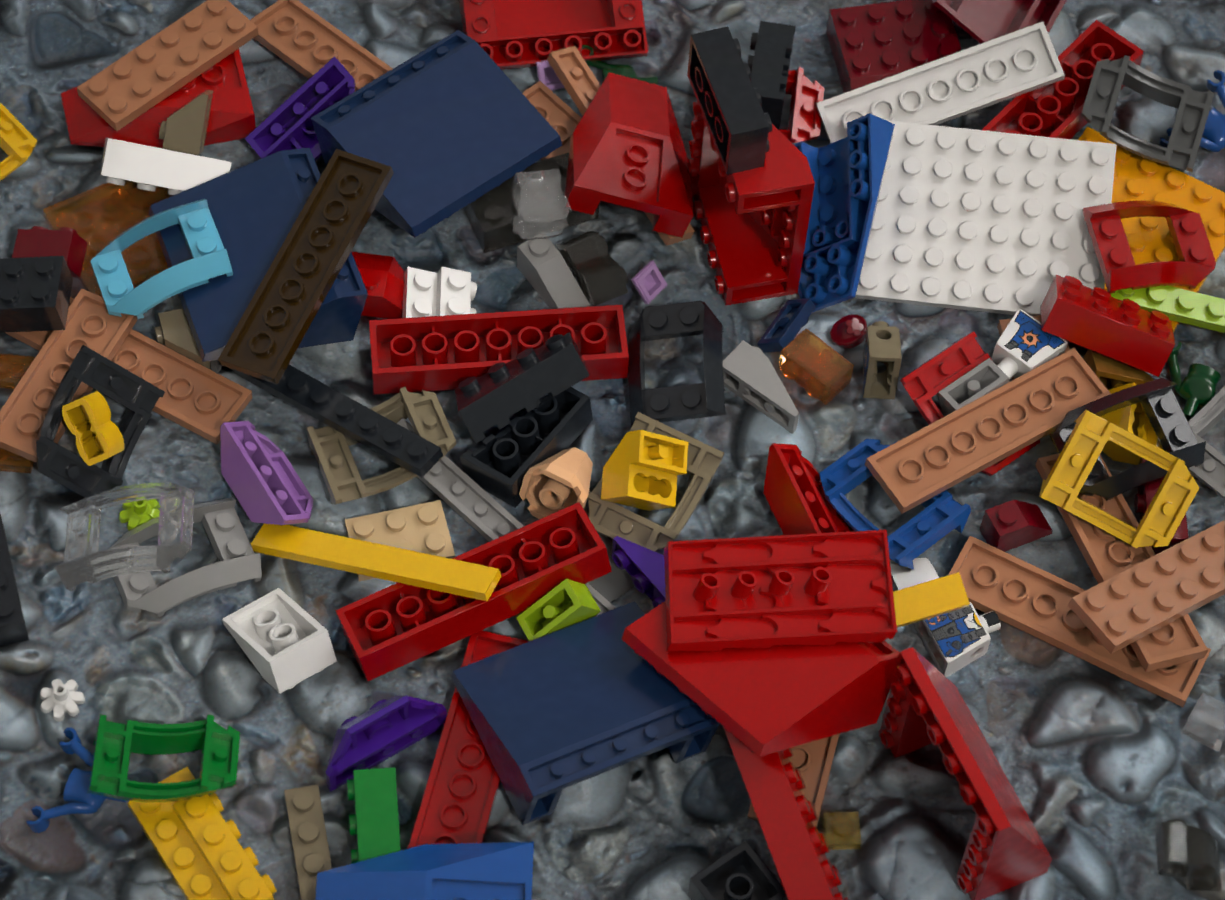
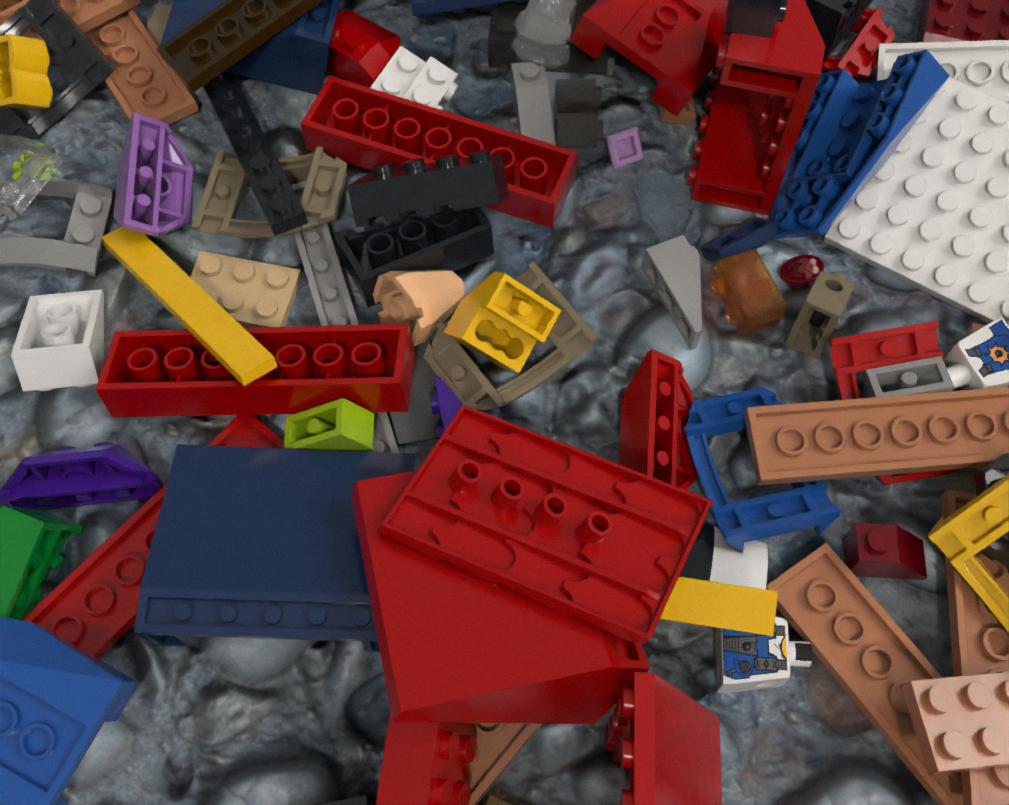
camera: 30 degrees right, 5 degrees up
(685, 400) = (596, 272): black wedge -> none

